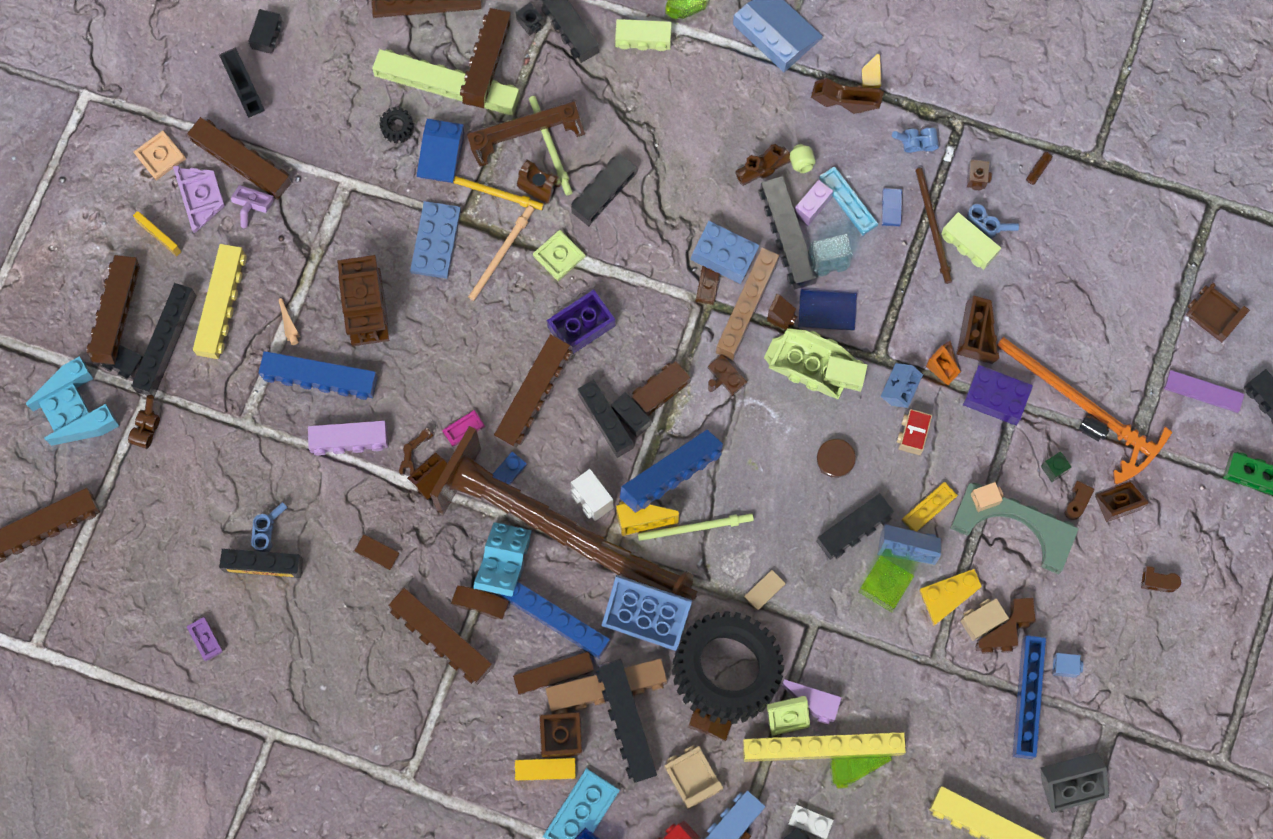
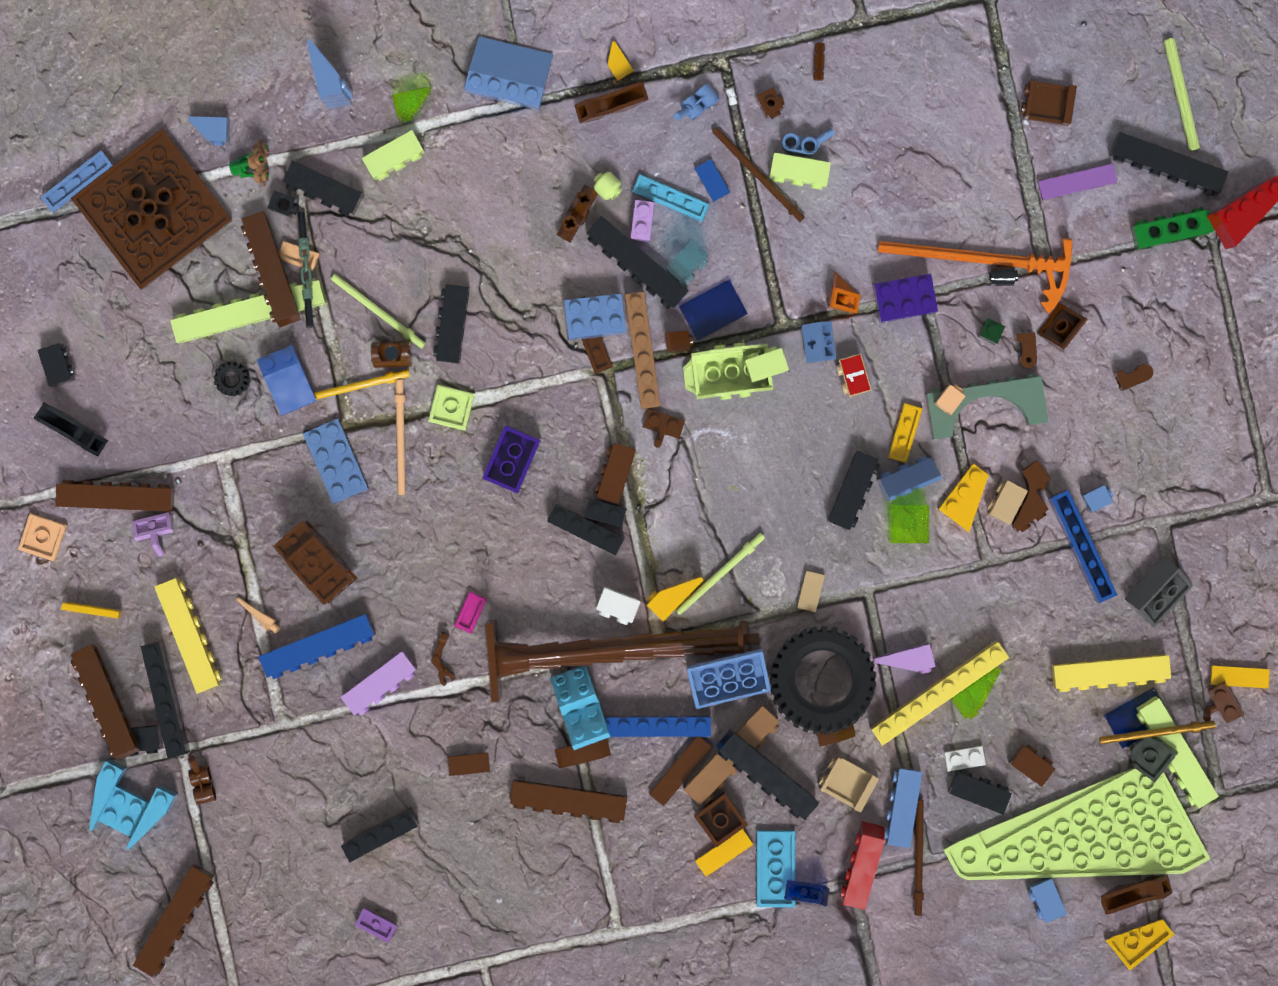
camera: 30 degrees left, 15 degrees up
(199, 194) = (103, 551): lavender wing -> none
(265, 533) = (360, 811): medium blue beam -> none
(427, 475) = (471, 671): reddish brown brick -> none
(483, 138) = (315, 343): reddish brown windscreen -> none
(503, 91) = (303, 243): none -> piece
(510, 468) = (532, 626): blue plate -> none
(515, 66) = (290, 254): none -> light nougat tile
(533, 391) = (511, 546): reddish brown brick -> none
(671, 471) = (673, 544): blue brick -> none
(788, 715) = (895, 686): yellowish green tile -> none
(836, 458) = (801, 440): reddish brown tile -> none
(977, 331) = (854, 251): reddish brown wedge -> none

